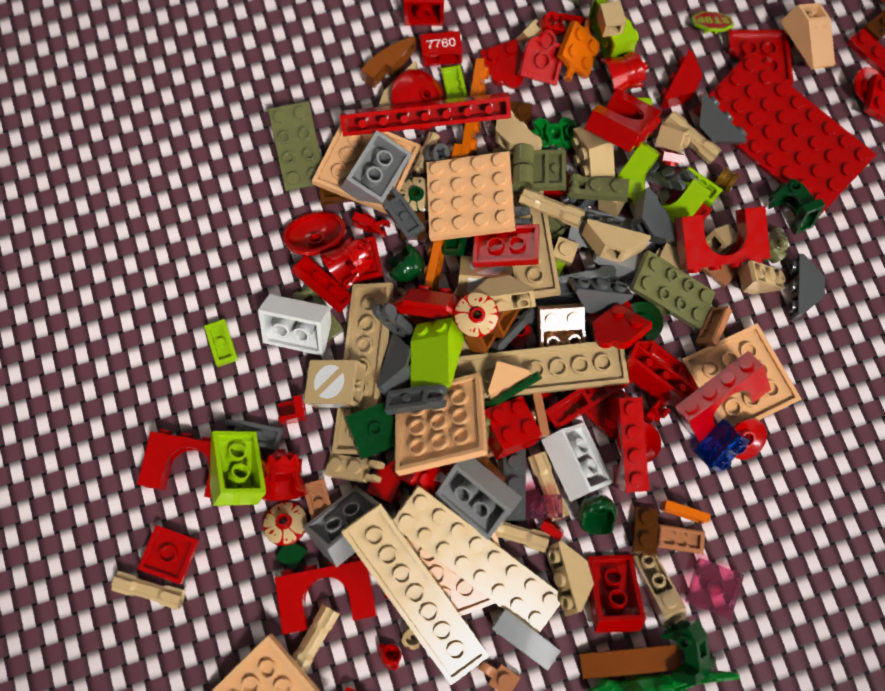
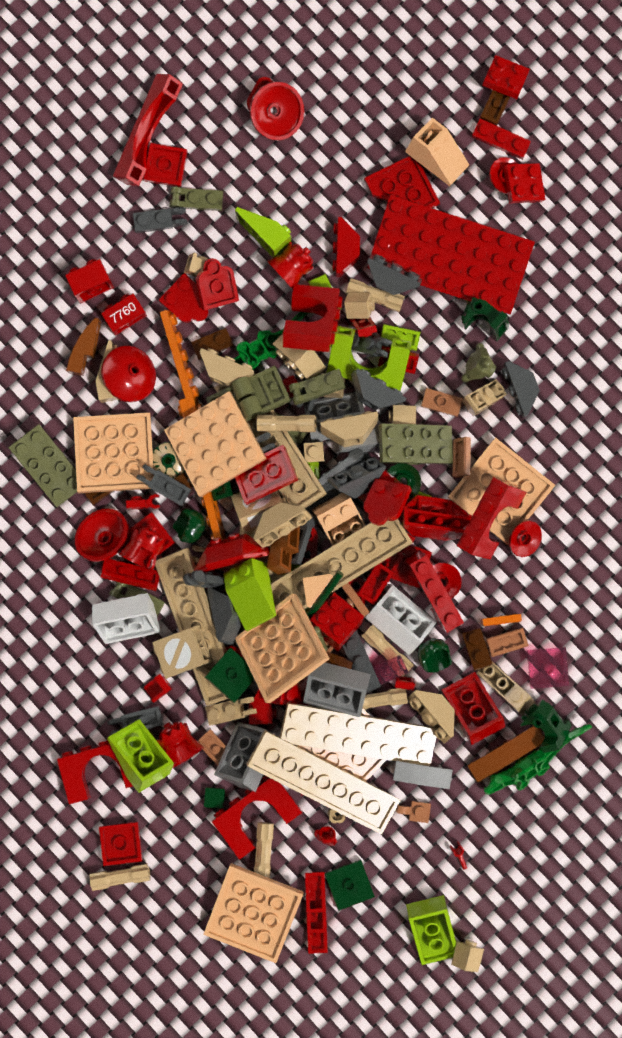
camera: 20 degrees left, 10 degrees up
(221, 343) = (72, 661): lime plate -> none
(285, 533) = (206, 779): tan dish -> none
(376, 169) = (127, 459): light grey slope -> none
(415, 399) = (252, 637): dark grey hinge -> none
(420, 165) = (158, 415): tan pin -> none
(426, 114) = (144, 392): red brick -> none
(431, 153) = (165, 420): dark grey wheel -> none
(453, 82) = (152, 343): lime plate -> none
(464, 315) = (268, 539): tan dish -> none
(558, 28) = (214, 241): red beam -> none
(578, 50) = (243, 261): orange plate -> none
(611, 18) = (260, 230): tan brick -> none
(656, 412) = (445, 551): red plate -> none
(712, 21) = (347, 175): piece -> none
(721, 446) = (507, 555): clear blue bracket -> none
(722, 239) = (437, 380): tan brick -> none
(726, 179) = (419, 321): pearl gold wheel -> none
(750, 245) = (461, 381): red arch -> none

